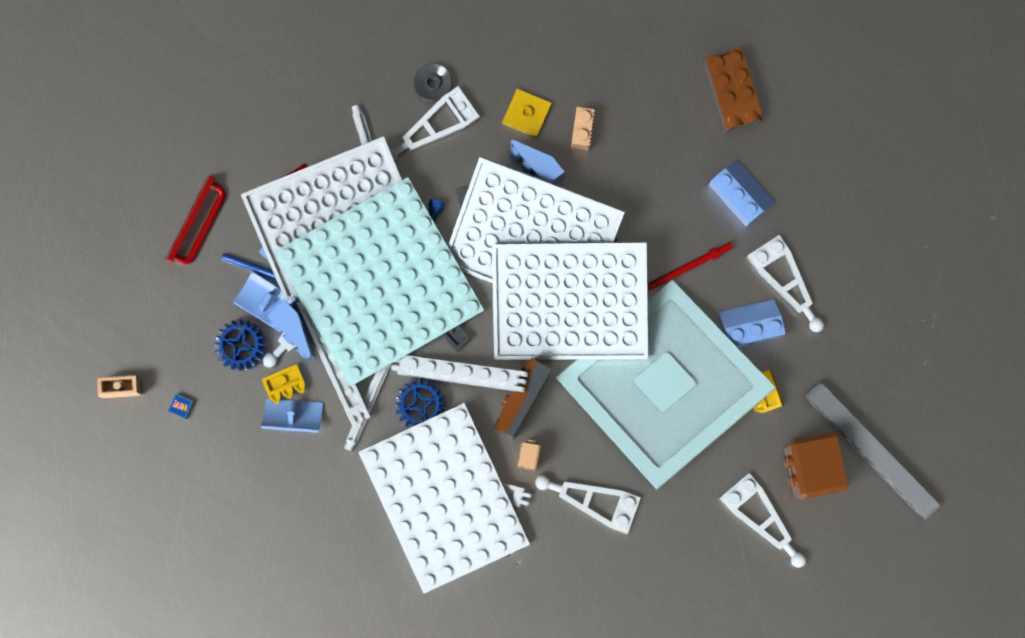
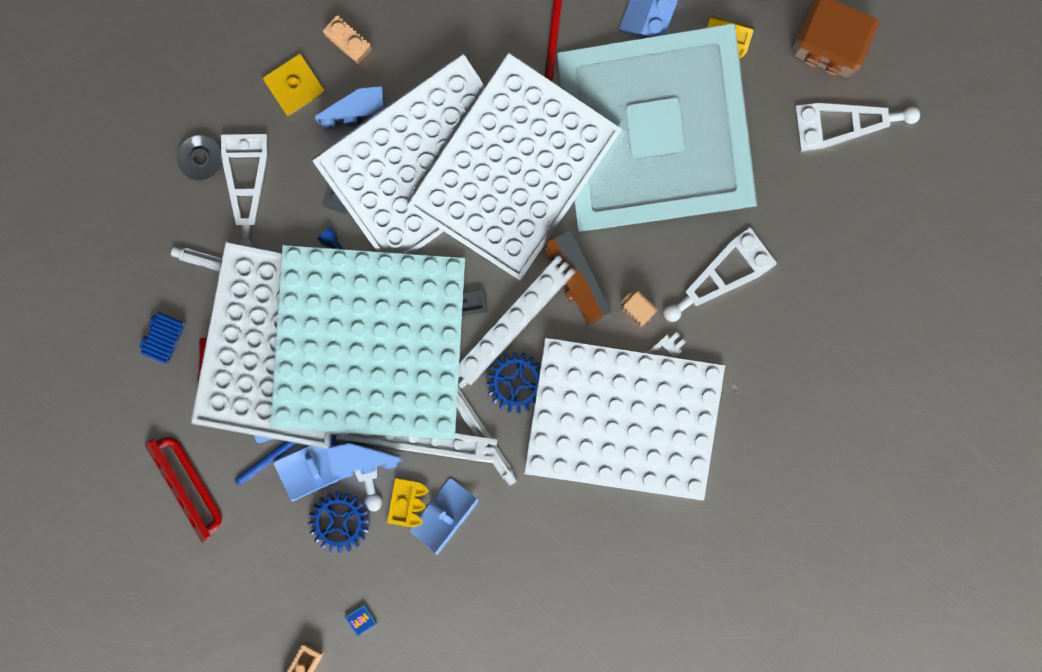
camera: 55 degrees left, 5 degrees up
(289, 138) = (162, 337): none -> blue brick

